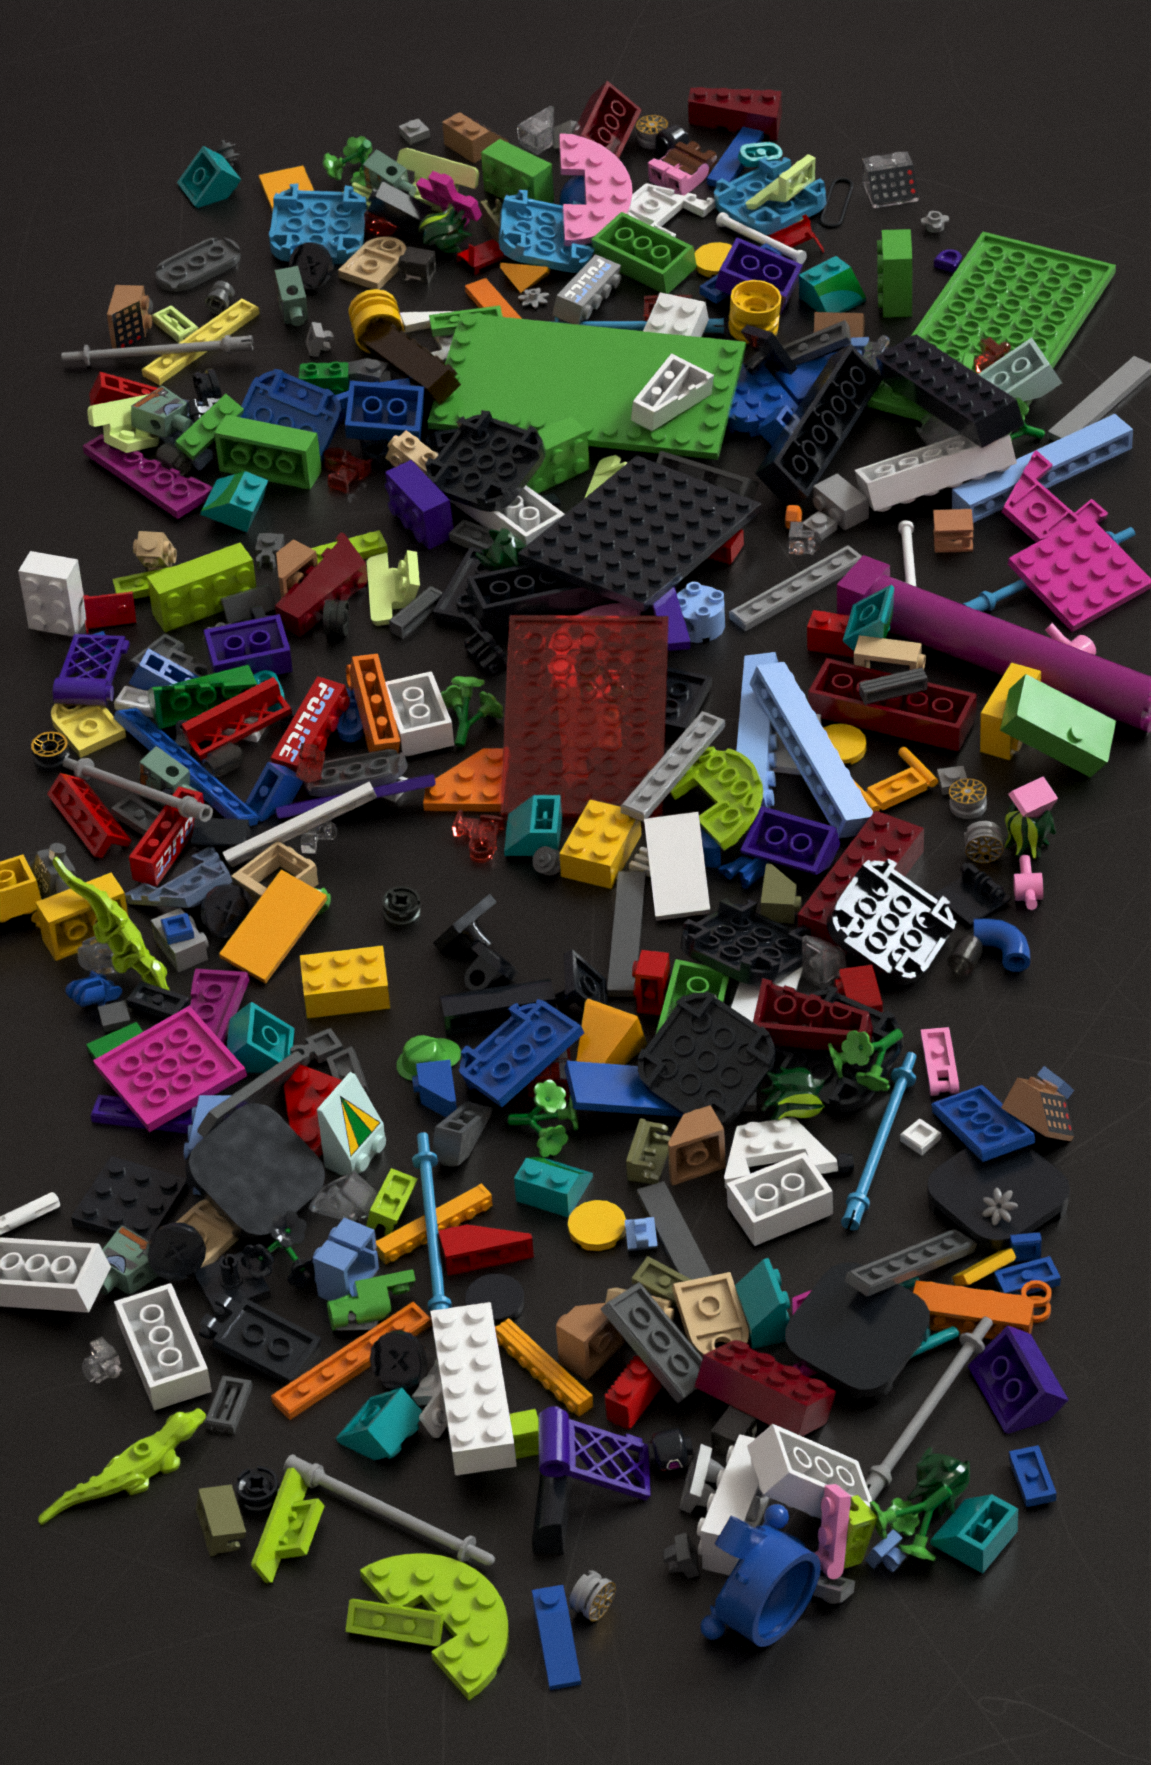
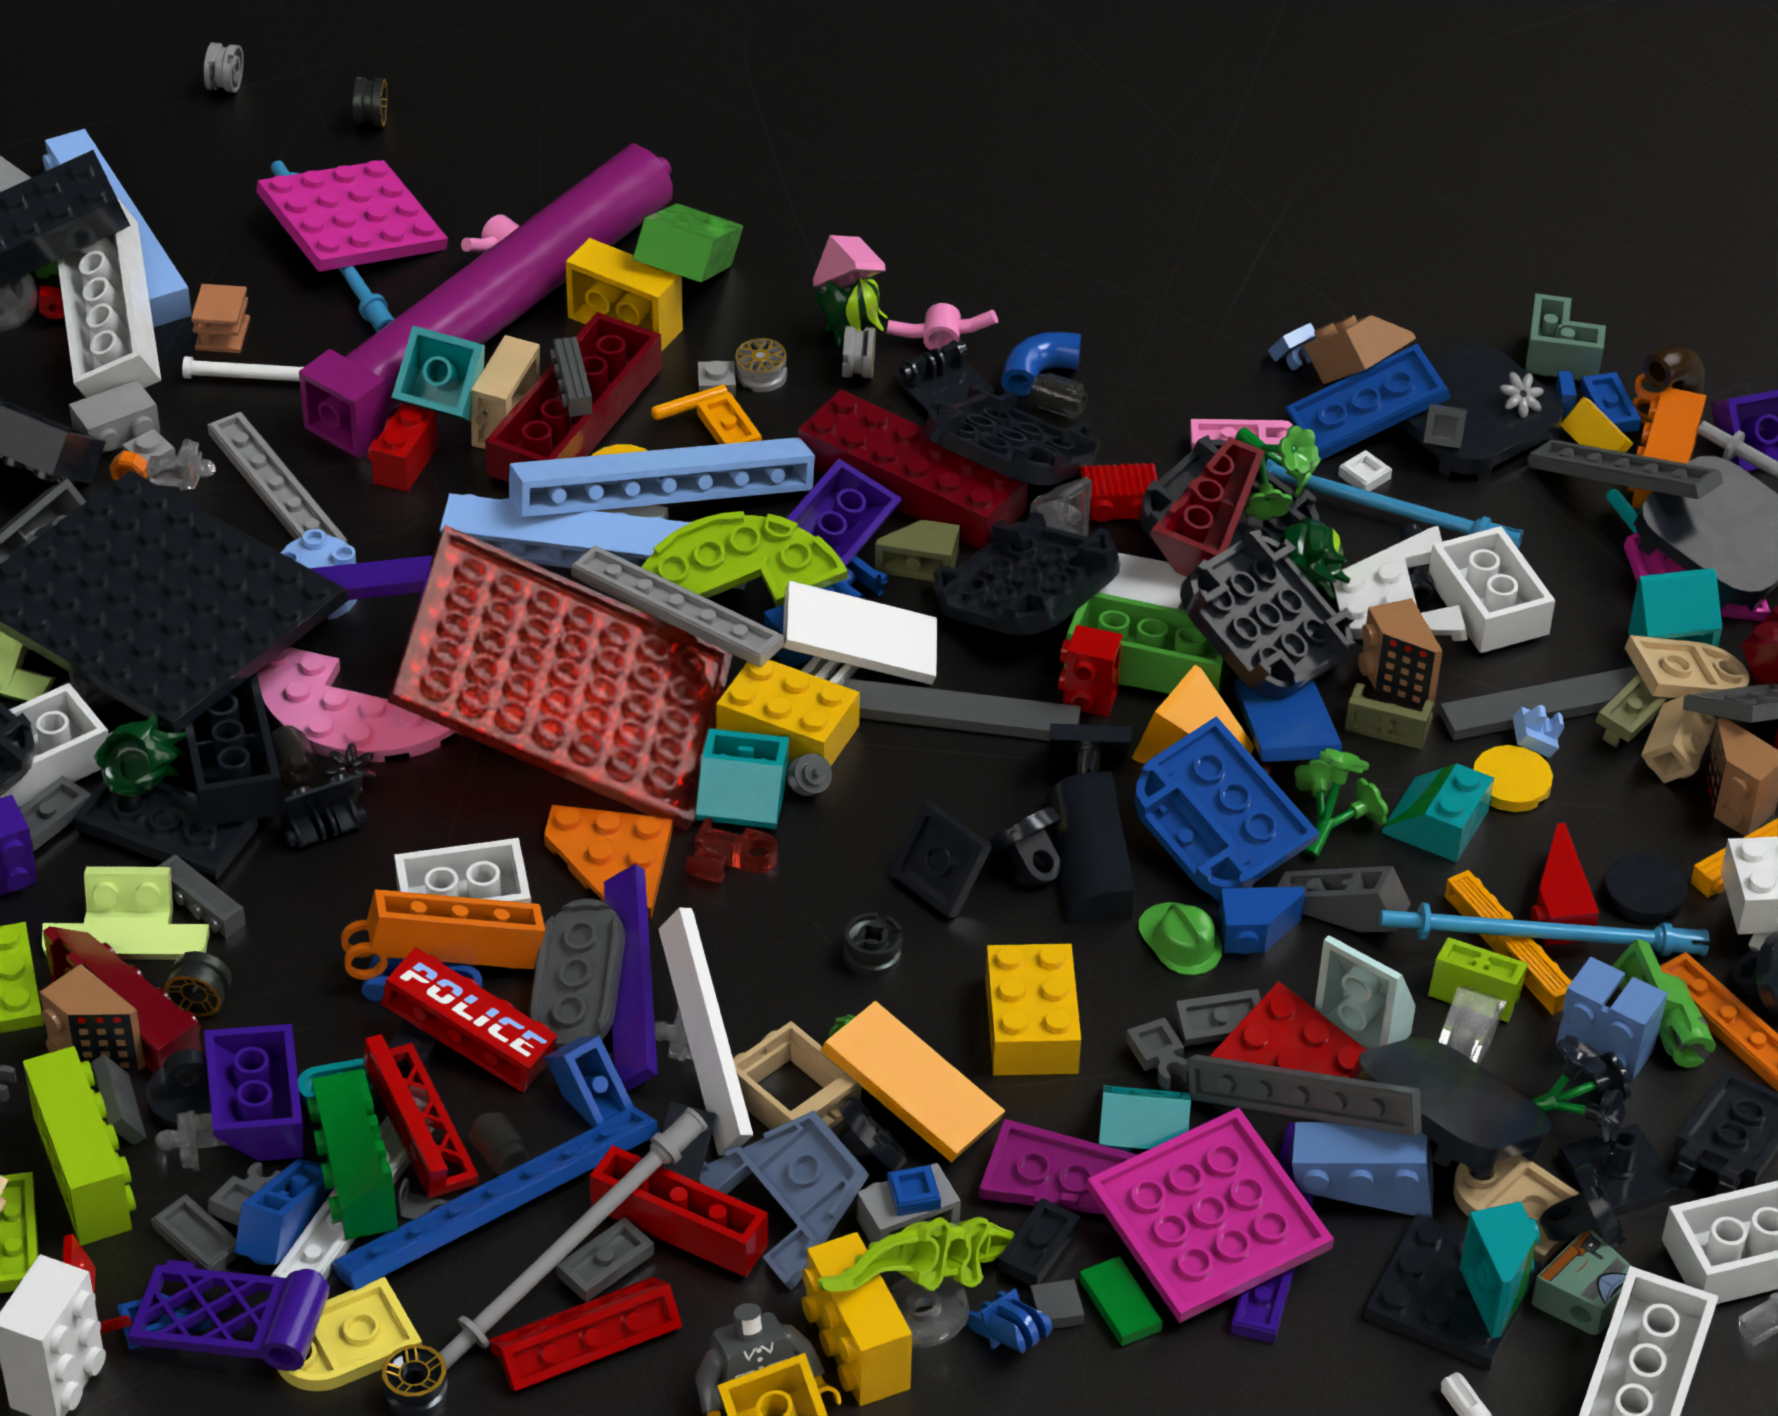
camera: 90 degrees left, 0 degrees up
(112, 1194) = (1499, 1261): none -> teal slope
(163, 773) = (542, 1210): sand green torso -> none
(310, 763) = (565, 1013): clear red piece -> none
(459, 698) = (458, 810): bright green plant -> none
(949, 1159) = (1445, 426): none -> dark grey tile
(1037, 509) = (203, 236): dark pink wing -> none
(1056, 1306) = (1675, 367): none -> dark brown cylinder
(1086, 1233) = (1562, 344): none -> sand green brick

